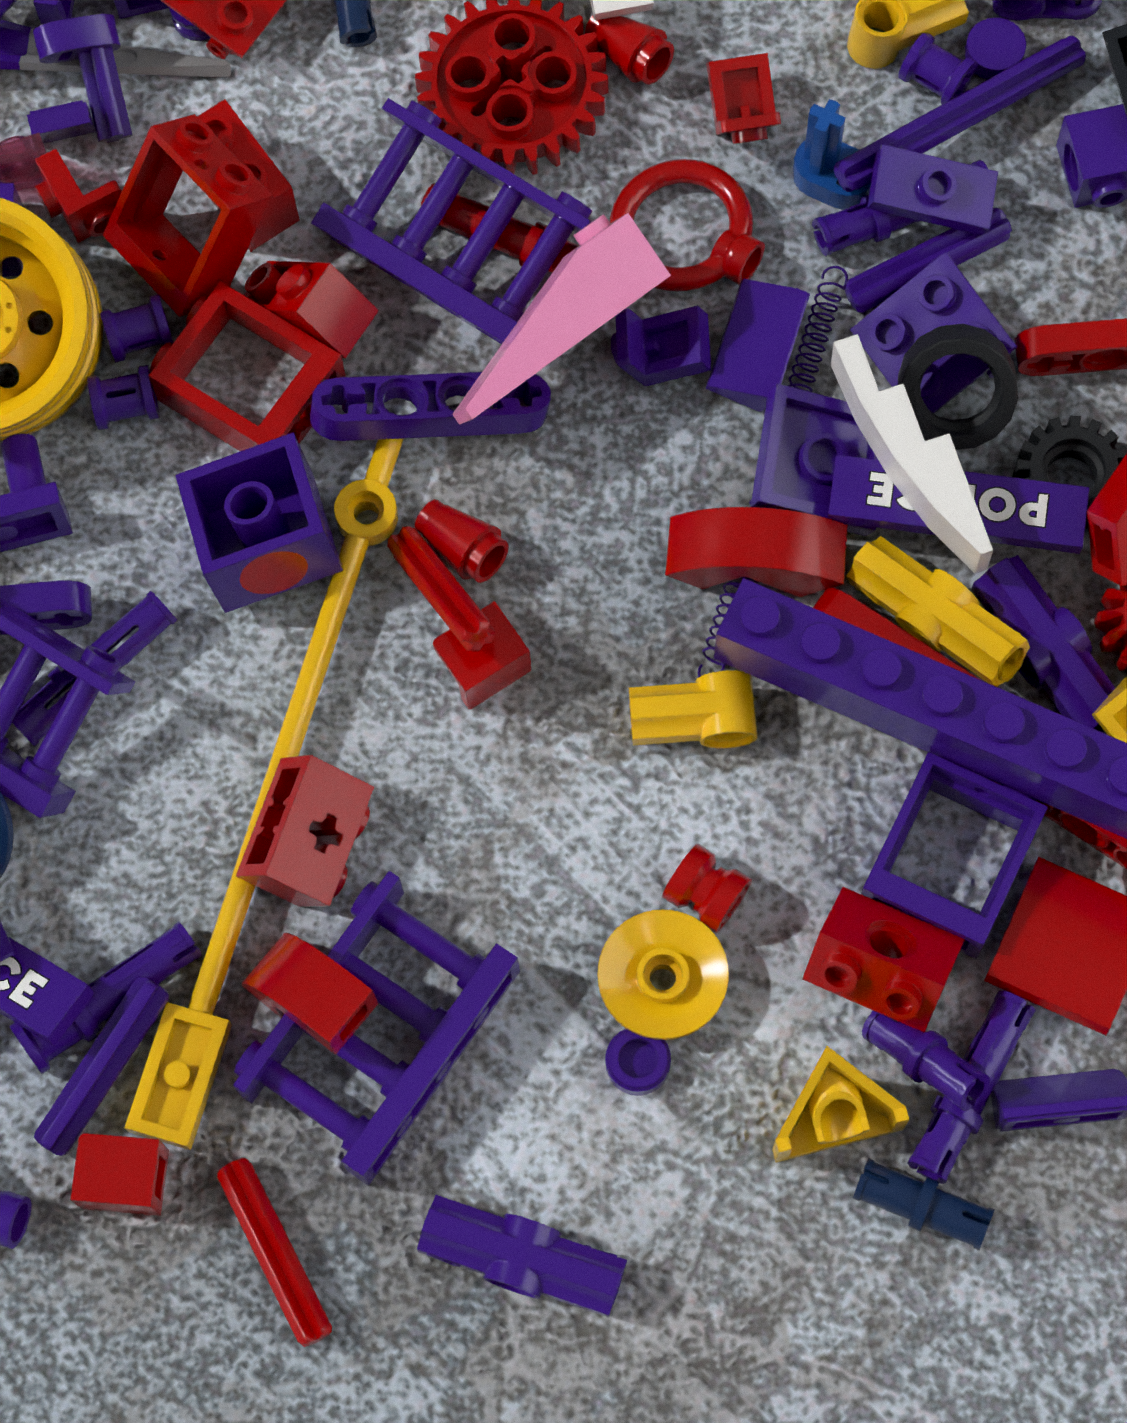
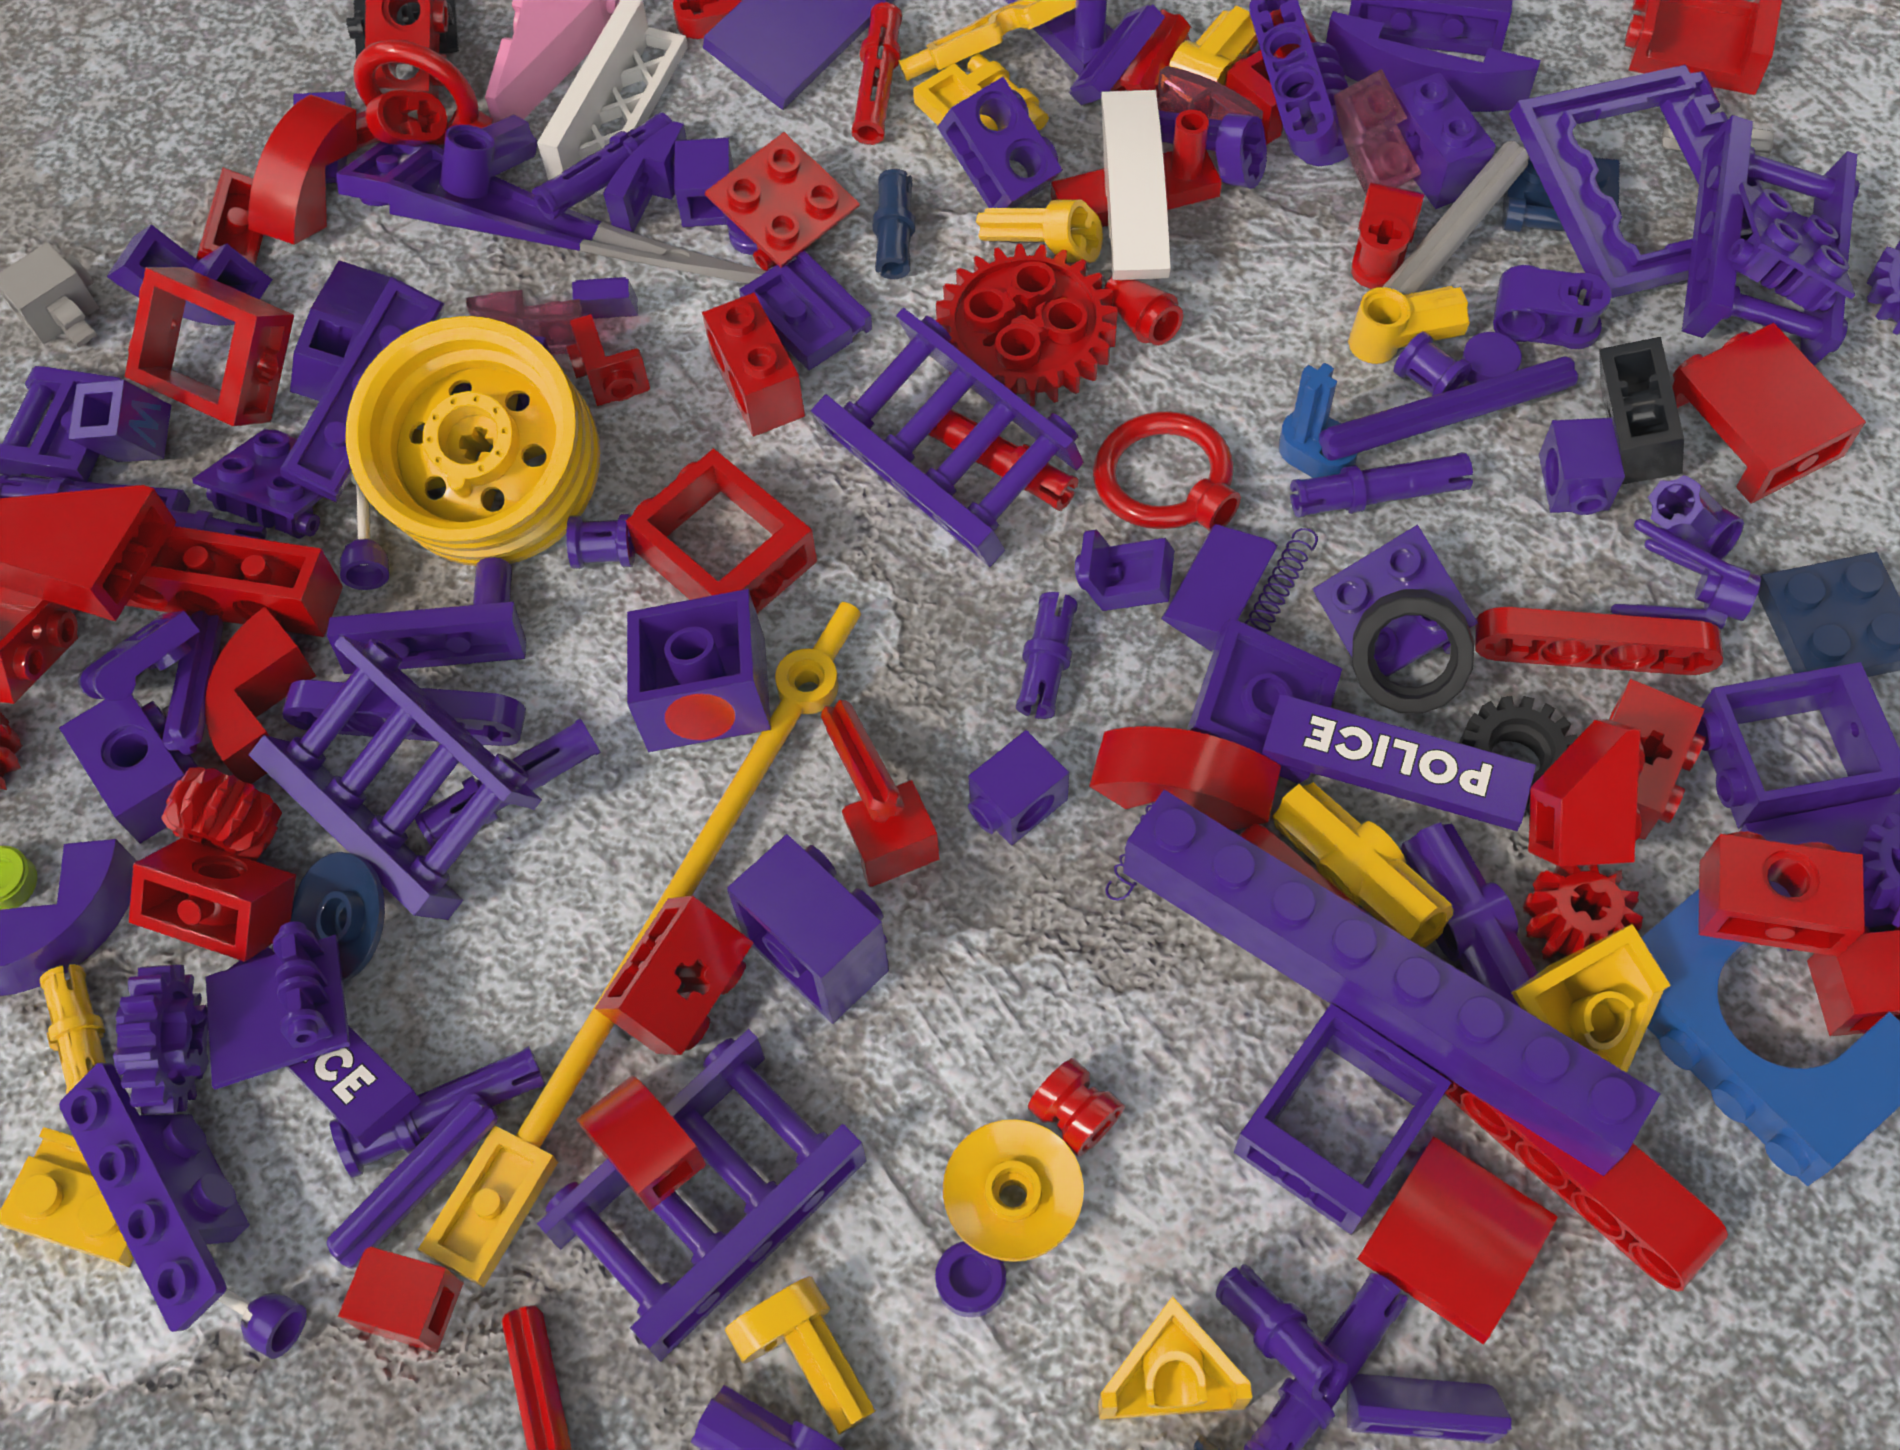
camera: 10 degrees right, 10 degrees down
(91, 42) = (647, 233): dark purple piece -> none
(136, 328) = (627, 482): dark purple bush -> none
(142, 231) = (668, 354): red window -> none
(278, 101) = (809, 310): none -> dark purple plate
(313, 300) = (801, 480): red slope -> none
(427, 762) = (811, 926): none -> dark purple brick
(432, 415) = (889, 583): dark purple beam -> none
(462, 540) = (895, 722): red cone -> none
(489, 1125) = (797, 1319): none -> yellow piece
(581, 295) = (1073, 493): bright pink wedge -> none
(596, 589) = (1017, 788): none -> dark purple brick
(599, 445) = (1046, 655): none -> dark purple pin
(711, 710) = (1111, 926): yellow piece -> none
(742, 97) = (1241, 366): red bracket -> none
(883, 959) = (1250, 1215): red brick -> none
(884, 279) = (1436, 523): dark purple axle -> none
(922, 470) = (1364, 716): white slope -> none
(932, 189) = (1413, 467): dark purple plate -> none

